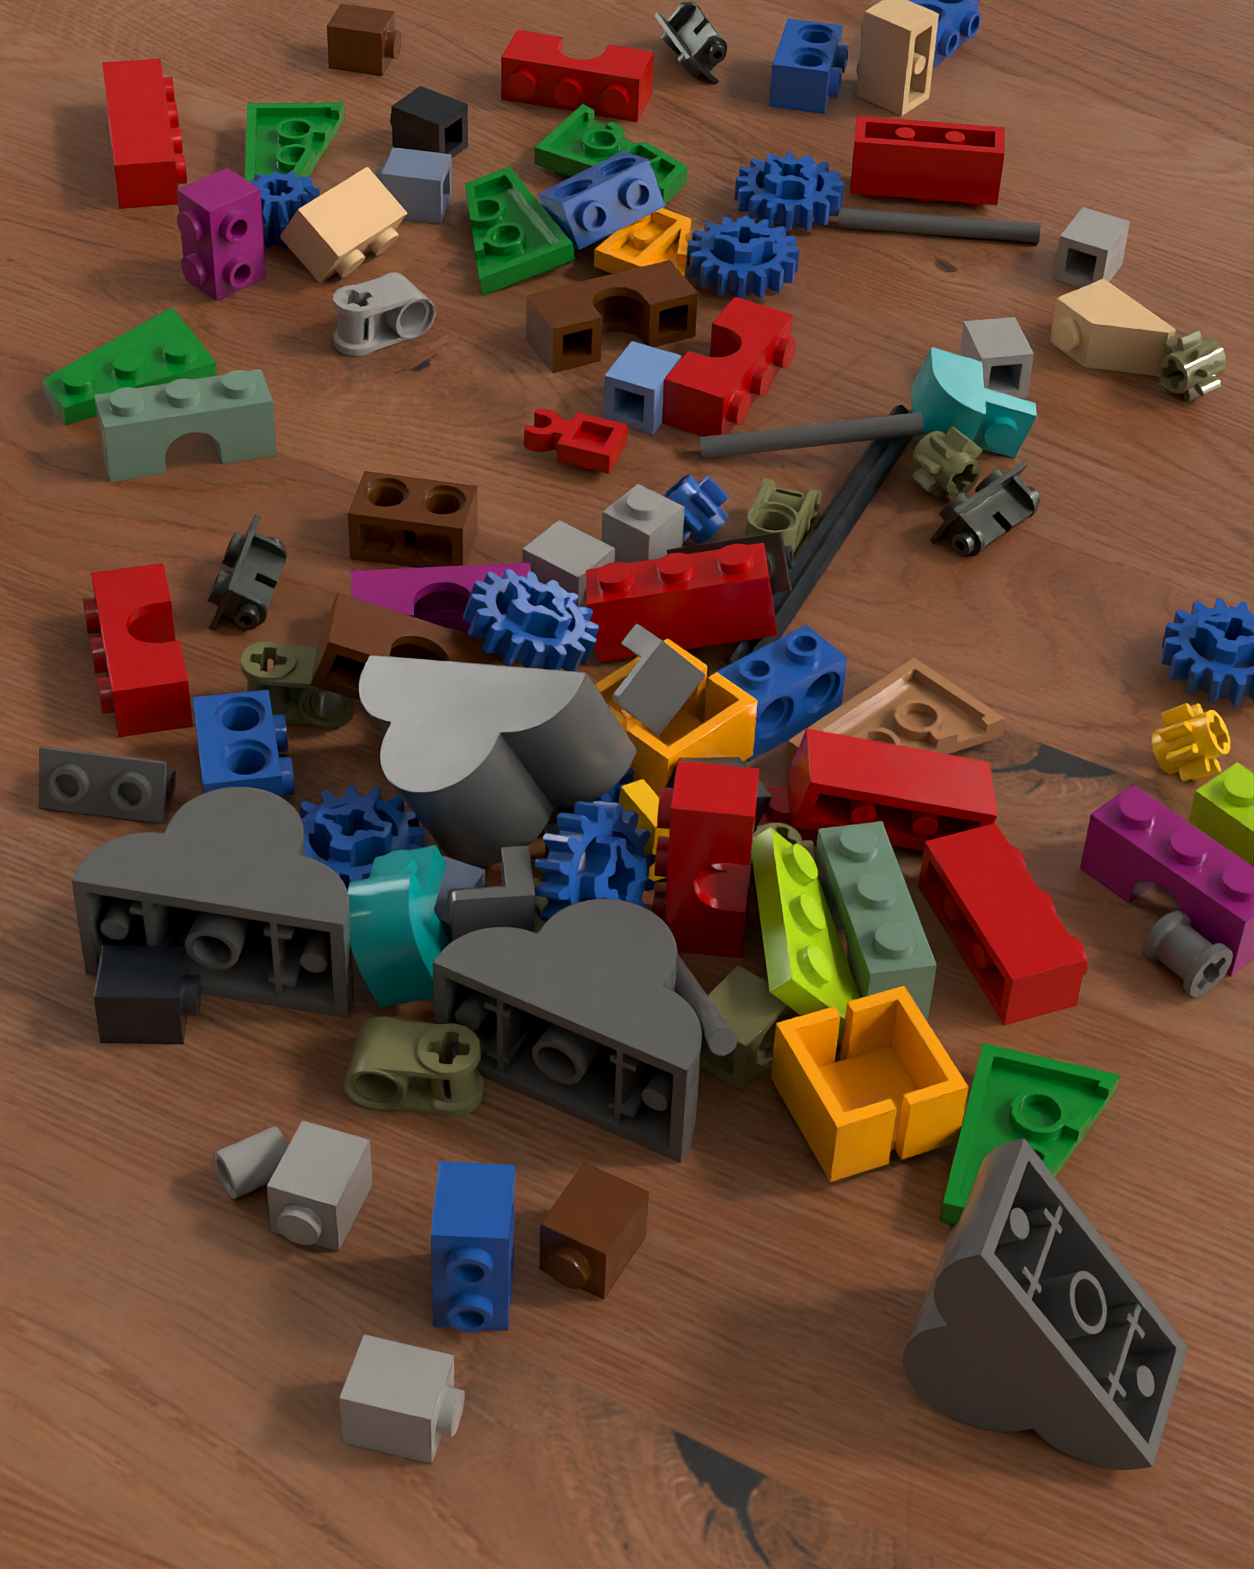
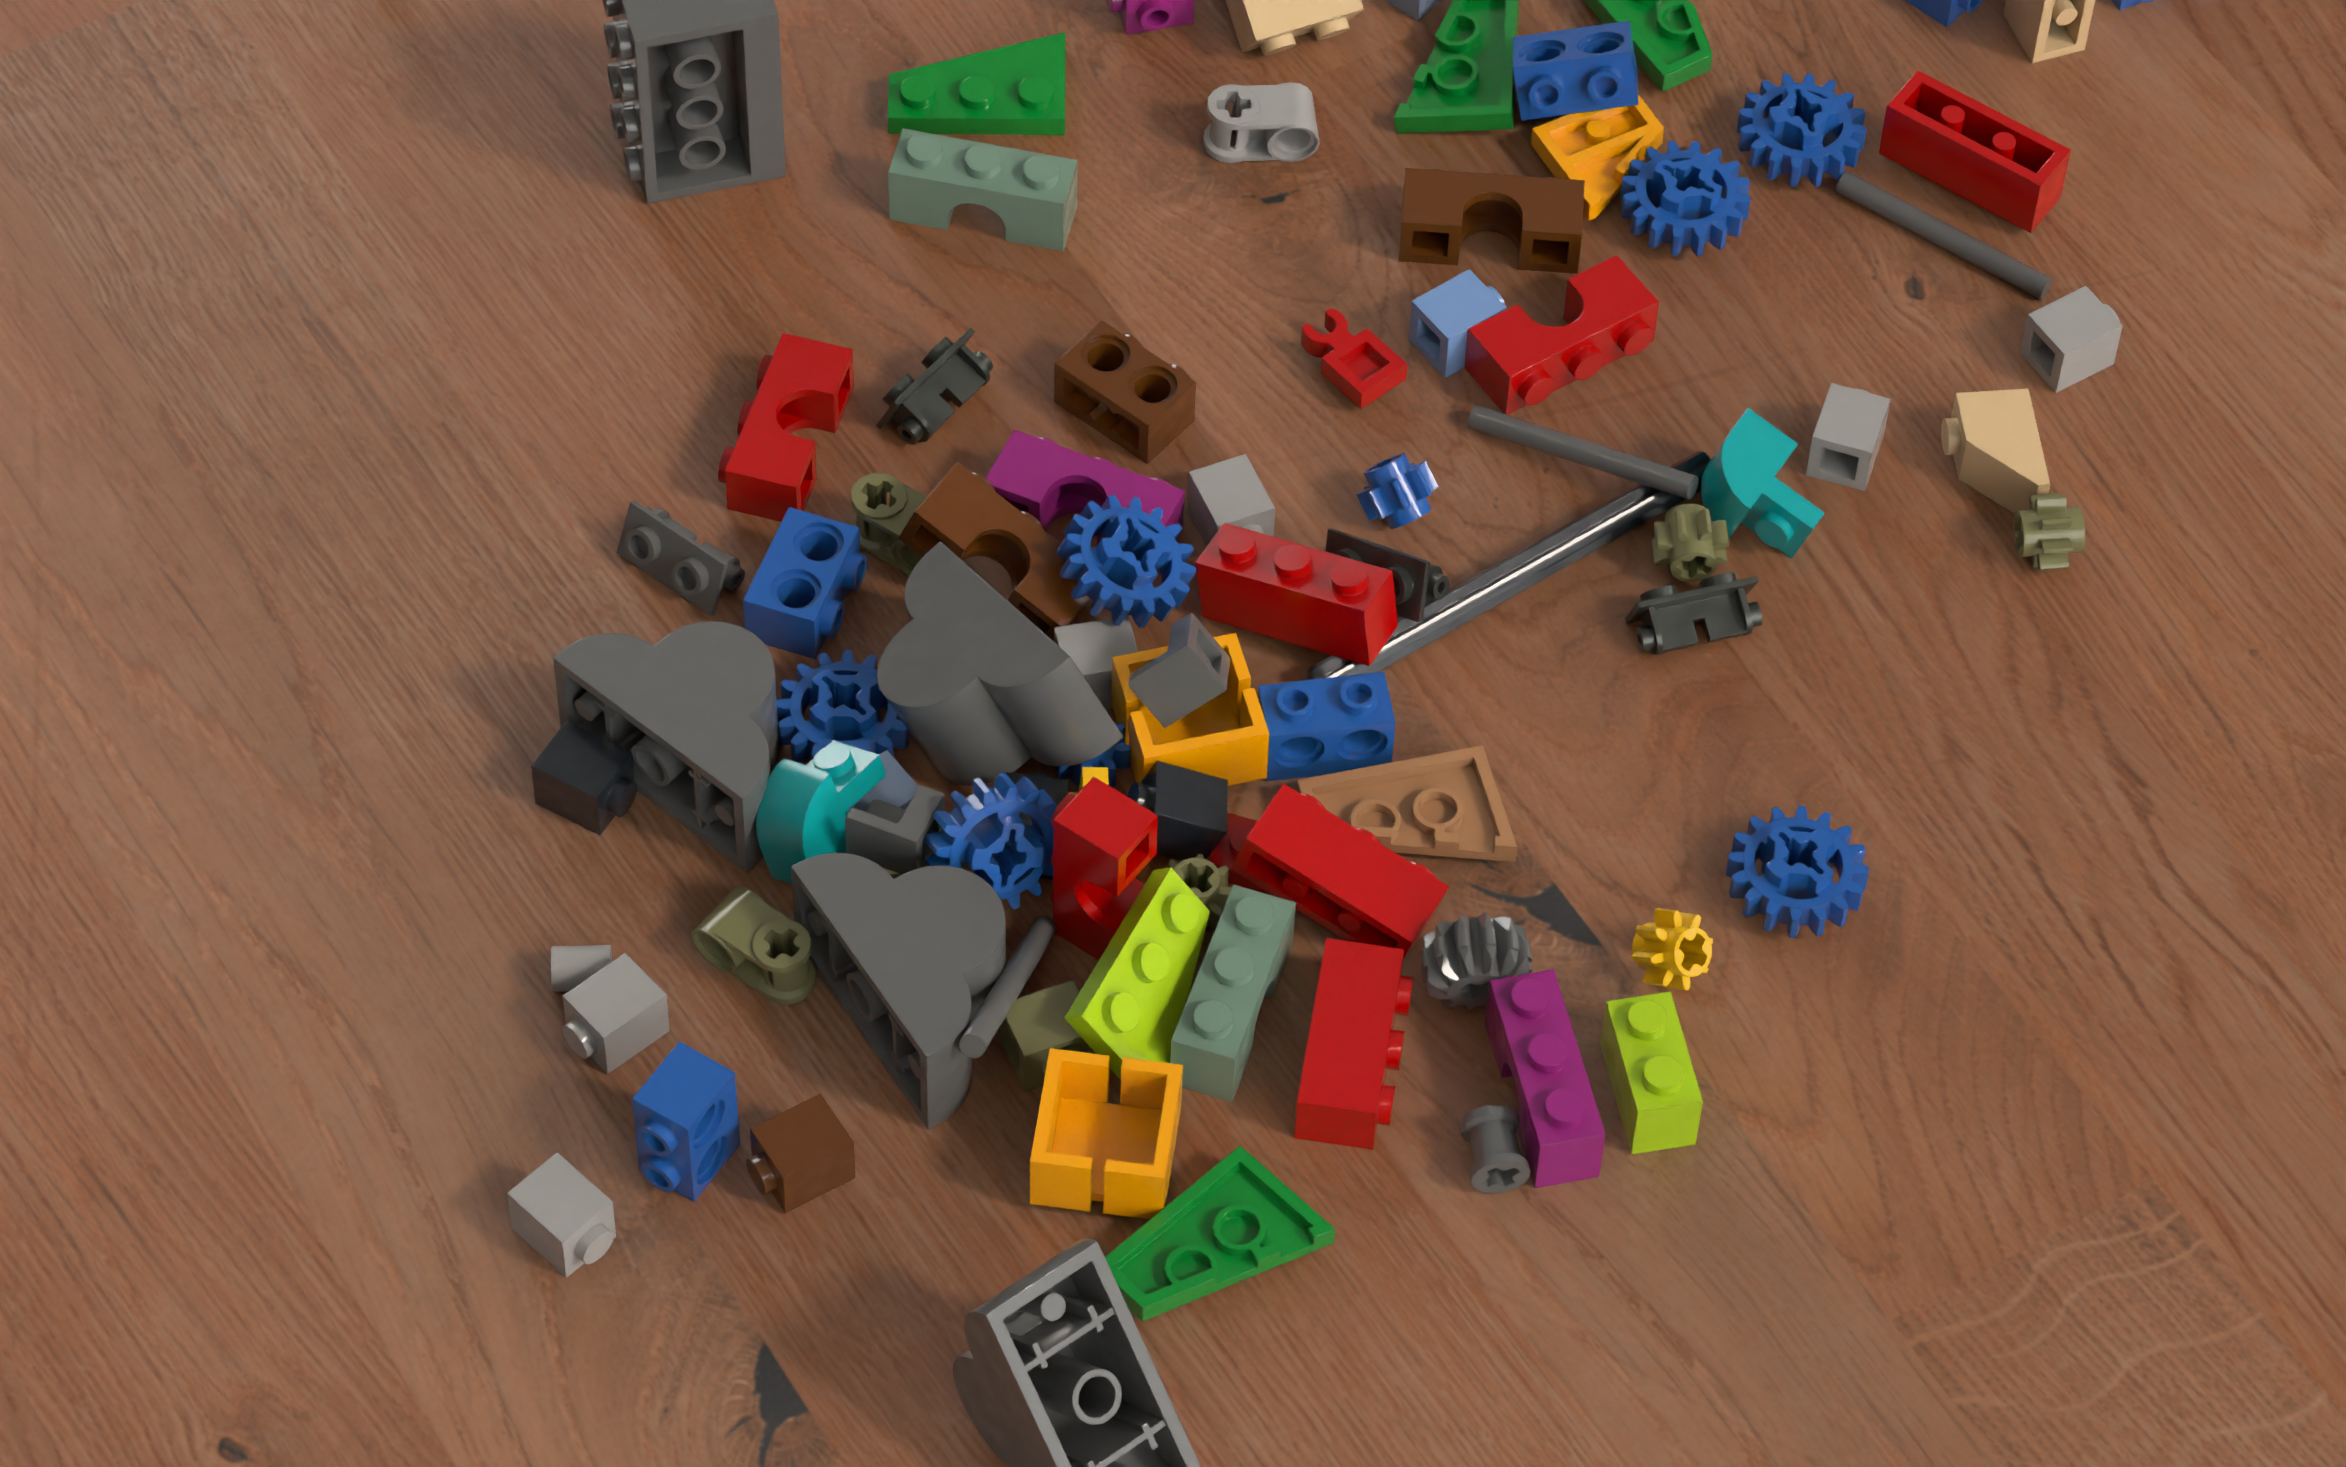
camera: 30 degrees right, 10 degrees up
(642, 525) = (1324, 495): light grey brick -> none
(783, 511) = (1475, 536): olive piece -> none
(1053, 810) = (1468, 954): none -> dark grey gear

